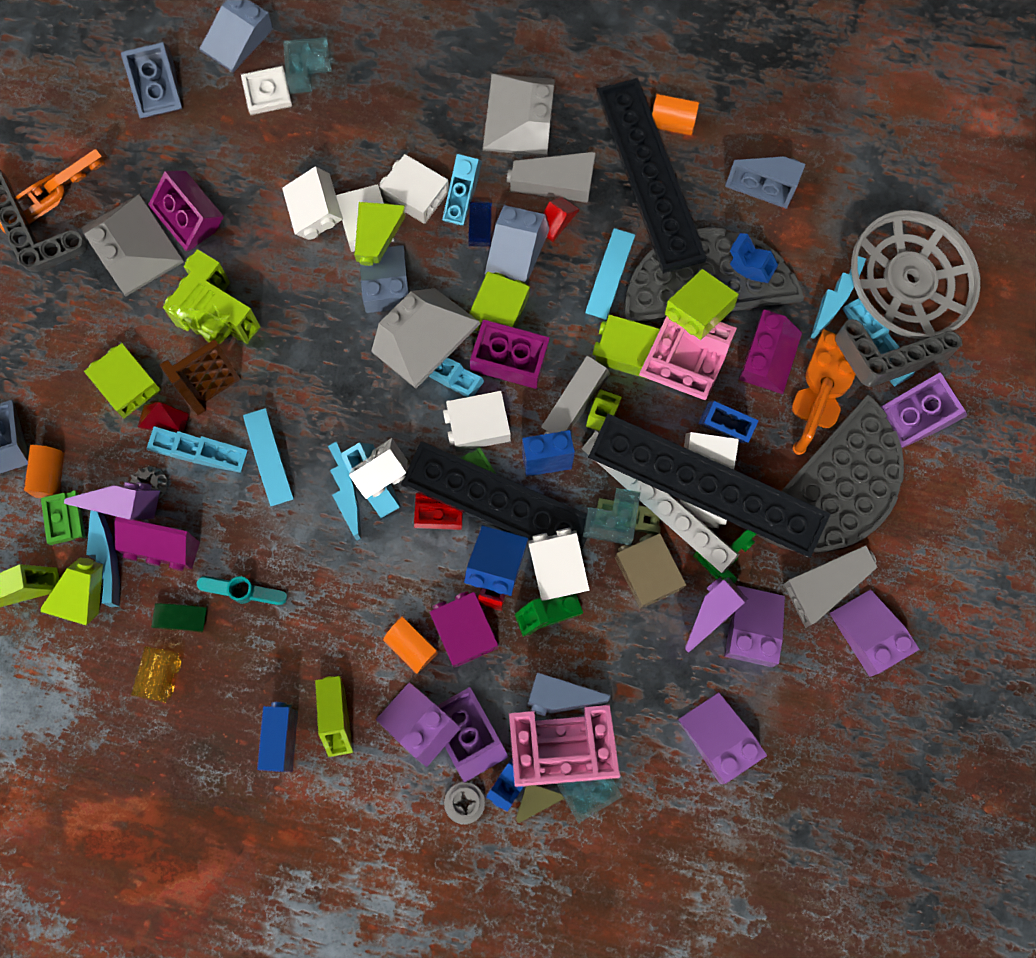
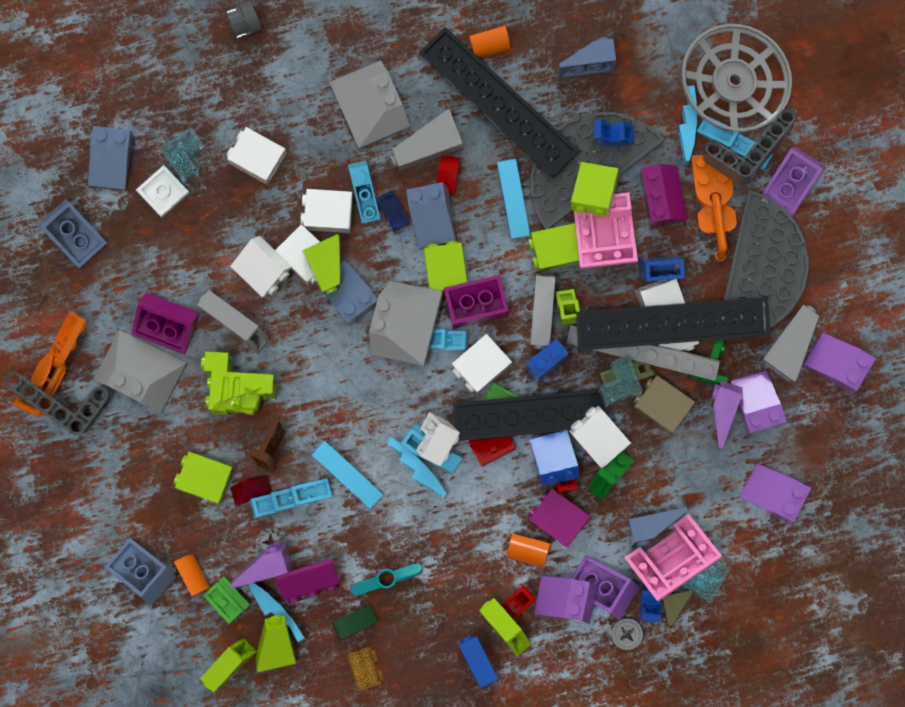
camera: 25 degrees left, 5 degrees up
(252, 244) = (233, 321): none -> light grey slope
(365, 697) = (518, 602): none -> red slope
(377, 102) = (256, 155): none -> white brick

